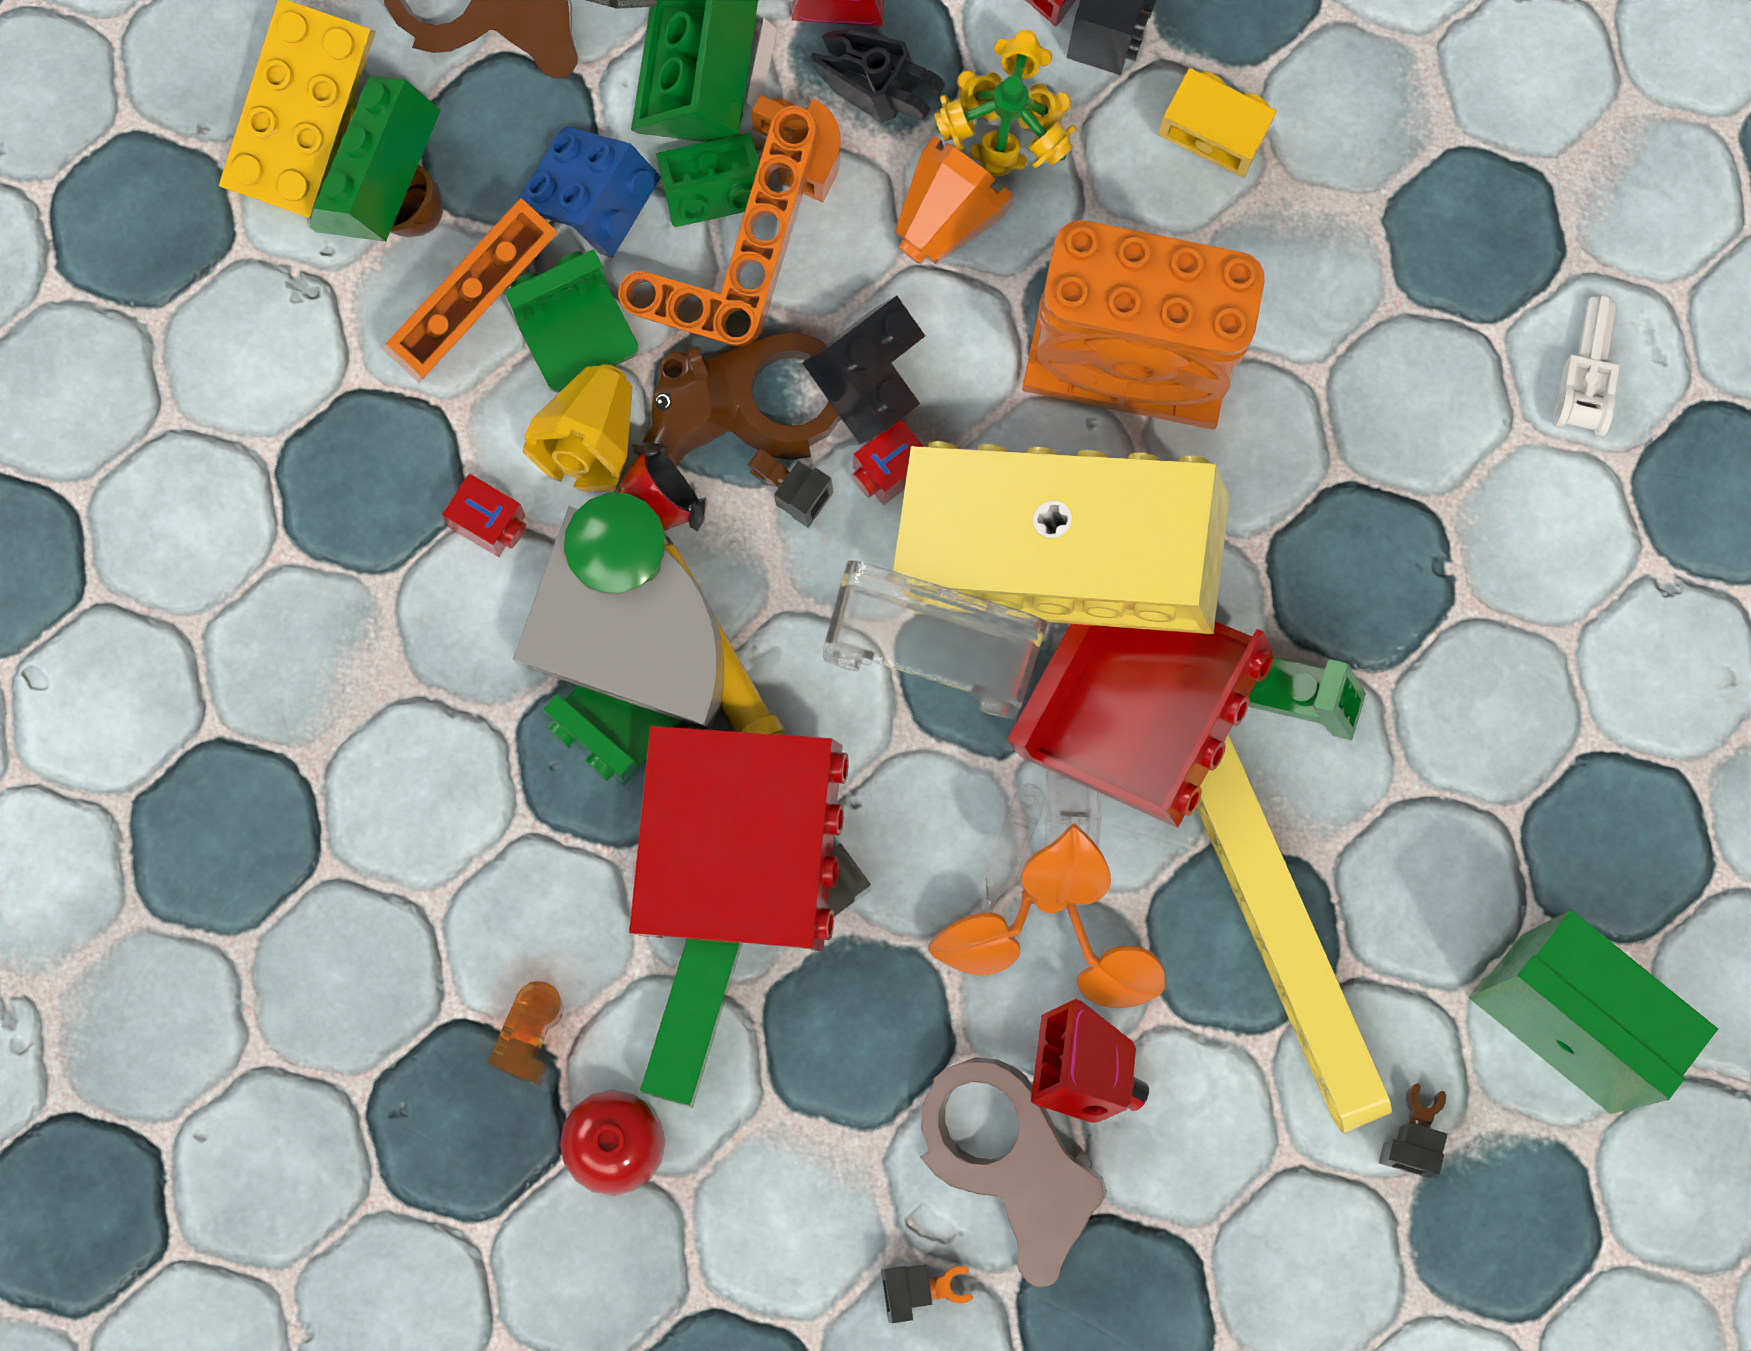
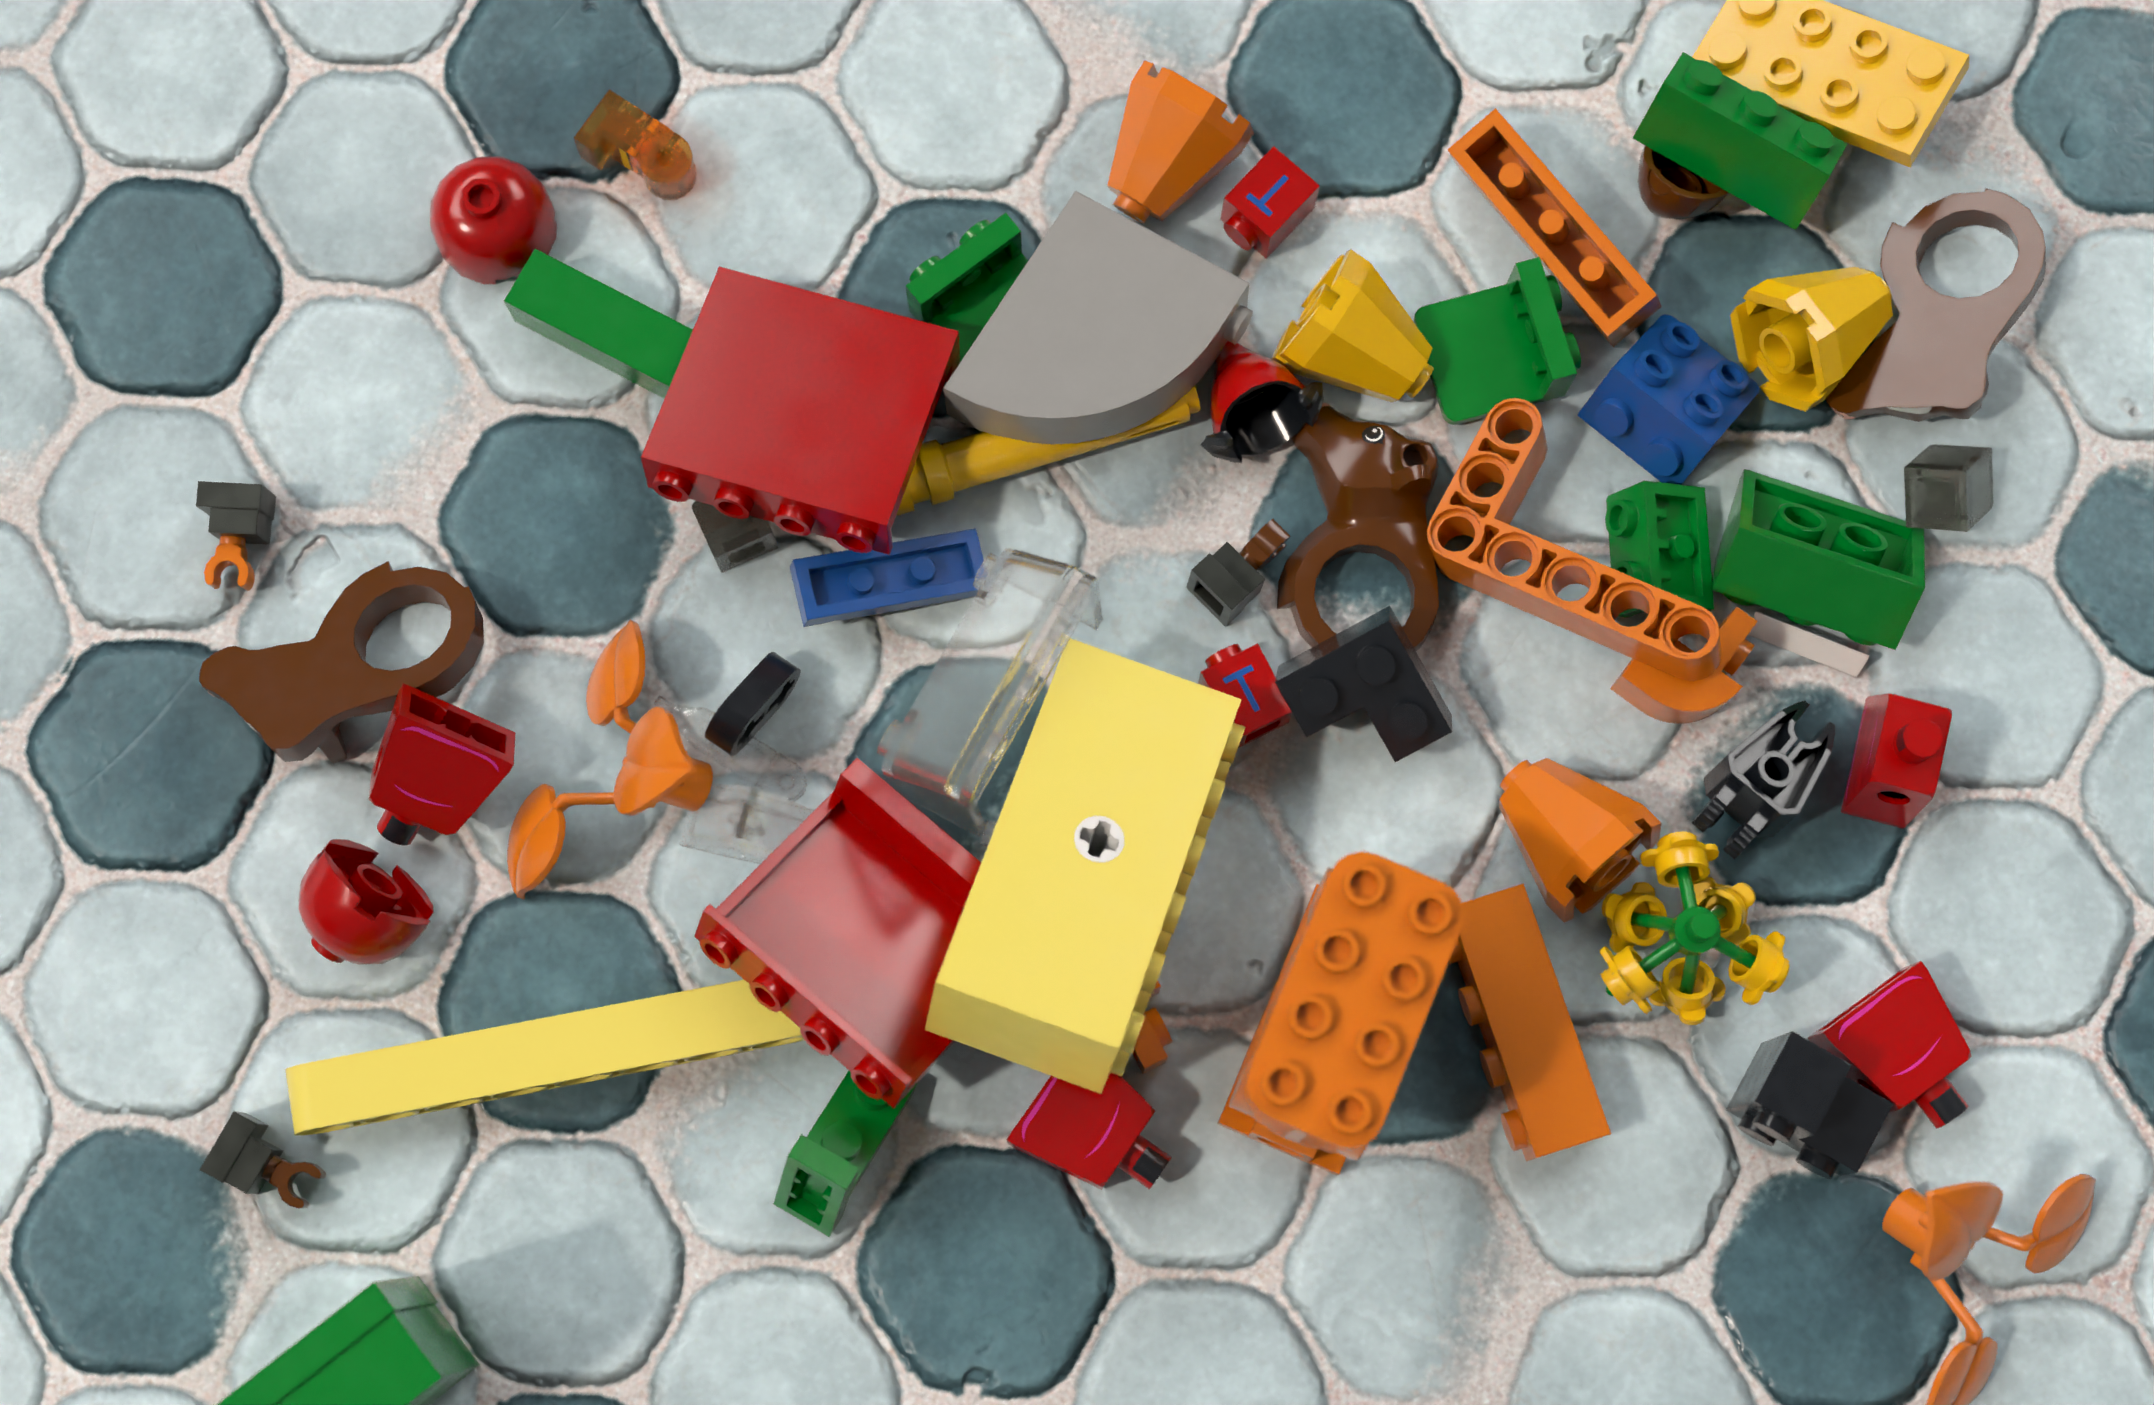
camera: 105 degrees right, 0 degrees up
(453, 598) = (1170, 143): none -> orange cone
(520, 89) = (1809, 330): none -> yellow cone
(614, 543) = (1187, 322): green dish -> none
(870, 779) = (873, 583): none -> blue hinge
(979, 832) = (752, 703): none -> black beam
(1131, 196) = (1525, 1027): none -> orange brick
(1207, 1101) = (358, 908): none -> red cylinder
(1217, 121) = (1632, 1213): yellow brick -> none
(1254, 514) = (1090, 1132): none -> red torso

